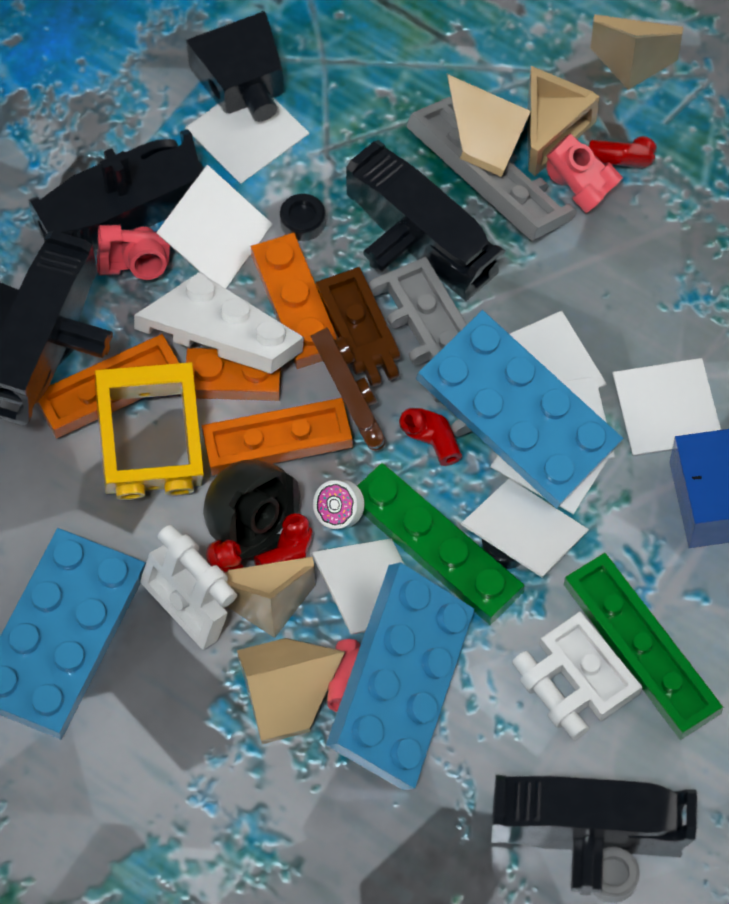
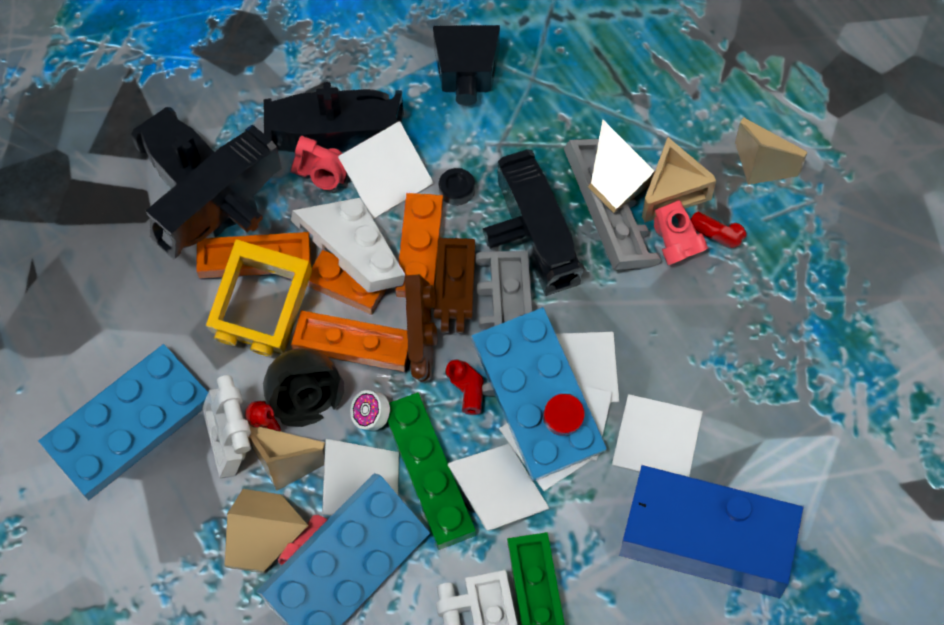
camera: 25 degrees right, 0 degrees up
(245, 144) = (444, 118): white piece -> none
(293, 541) = (322, 427): red arm -> none
(563, 417) = (563, 414): none -> red tile

